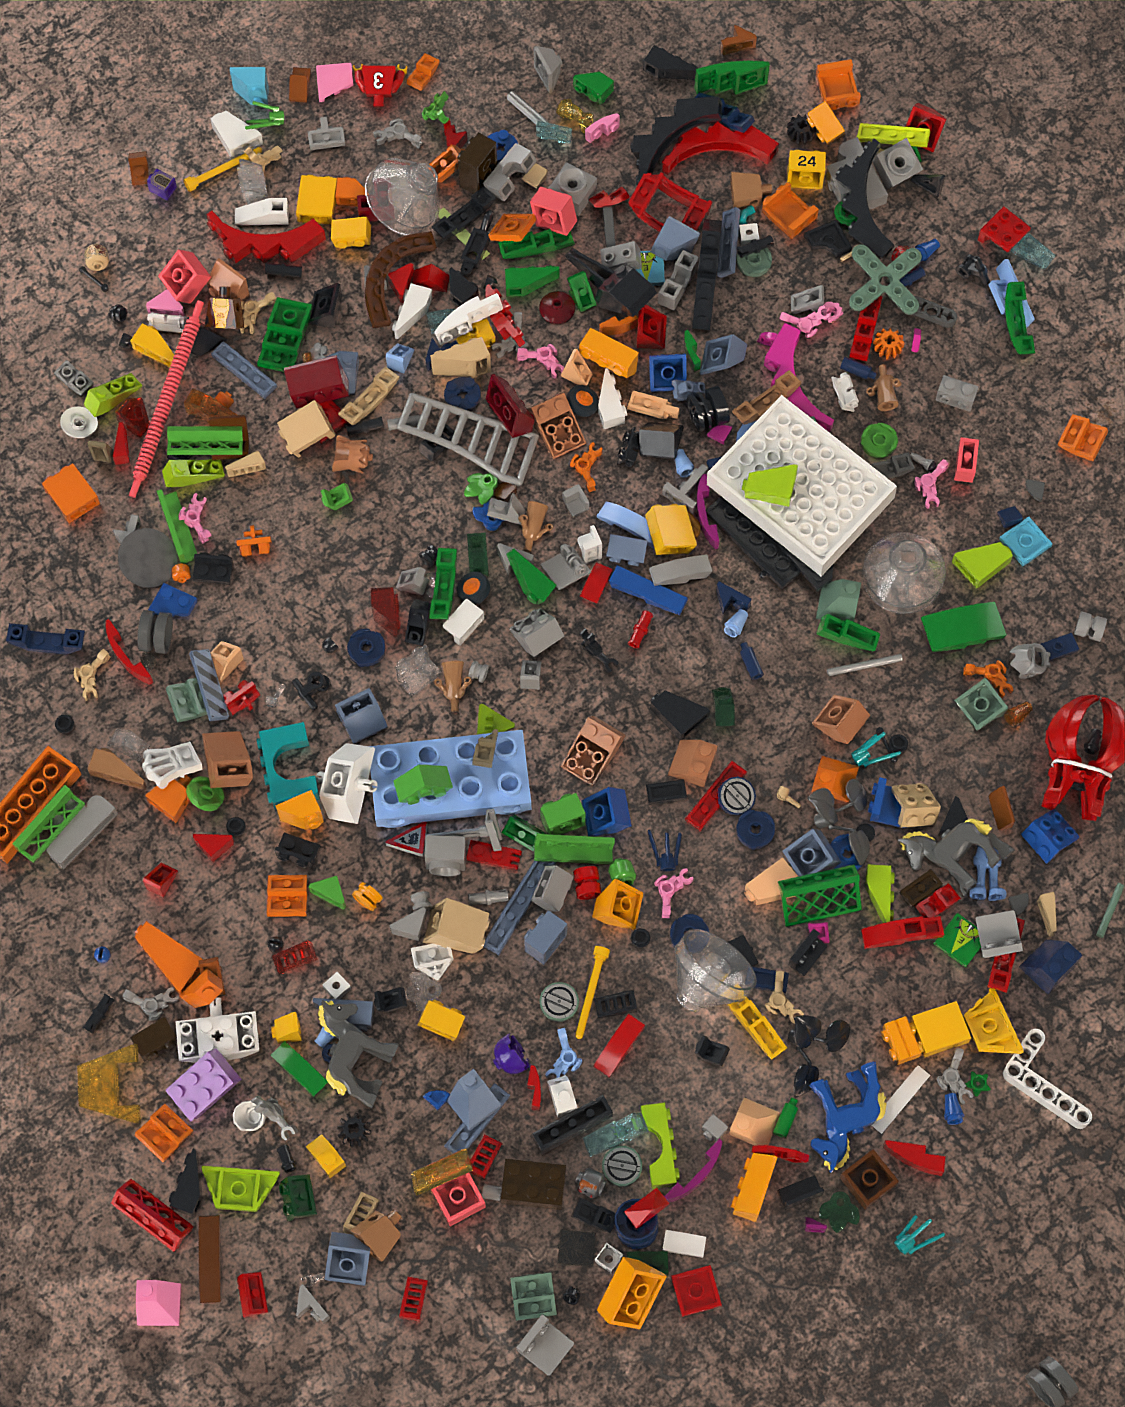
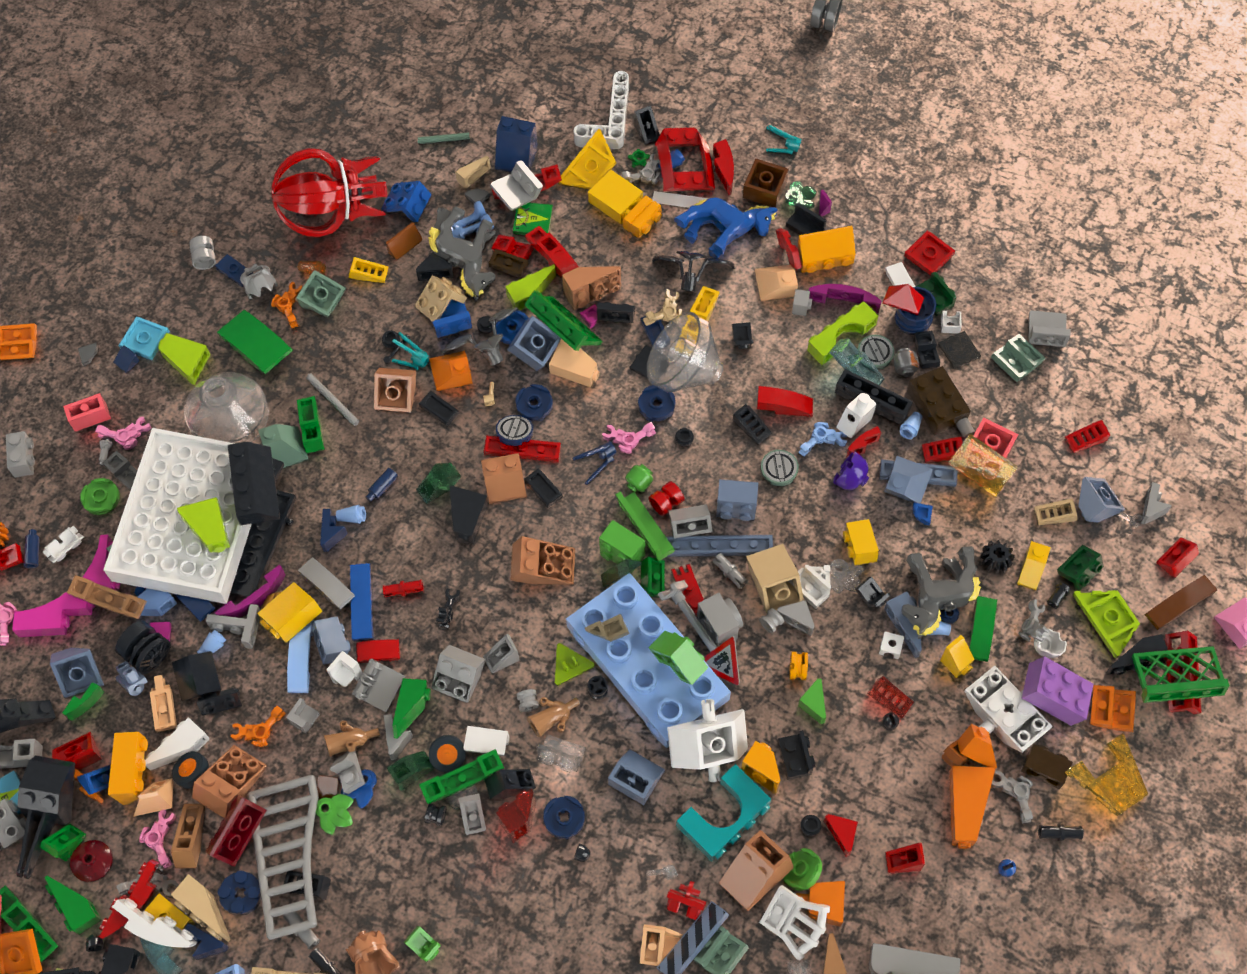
camera: 120 degrees left, 5 degrees down
(134, 1187) = (1185, 689): none -> green fence
(287, 895) = (841, 738): orange slope -> none
(312, 687) = (644, 844): black piece -> none
(378, 1233) = (1063, 485): medium nougat torso -> none
(454, 726) = (597, 683): none -> black wheel
(525, 1144) = (910, 427): none -> light blue cone
(529, 377) = (188, 836): none -> medium nougat slope
(537, 798) = (619, 571): none -> clear green slope
(575, 1295) = (996, 331): black hinge -> none
(600, 955) = (719, 458): yellow piece -> none
(606, 812) = (591, 518): blue slope -> none
(615, 329) = (95, 780): none -> blue slope
(618, 905) = (671, 465): light orange slope -> none
(631, 1293) = (970, 287): light orange slope -> none
(665, 369) = (119, 709): blue slope -> none
(767, 338) = (36, 642): dark pink tile -> none
(786, 1119) = (756, 262): green cylinder -> none
(790, 537) = (253, 483): none -> black slope
(800, 748) = (439, 408): none -> black tile
(849, 931) = (590, 284): none -> nougat slope
(886, 393) = (46, 512): medium nougat piece -> none
(918, 1111) = (684, 180): none -> red wedge
(995, 748) = (366, 276): none -> yellow slope
(1009, 1109) = (646, 124): none -> black slope

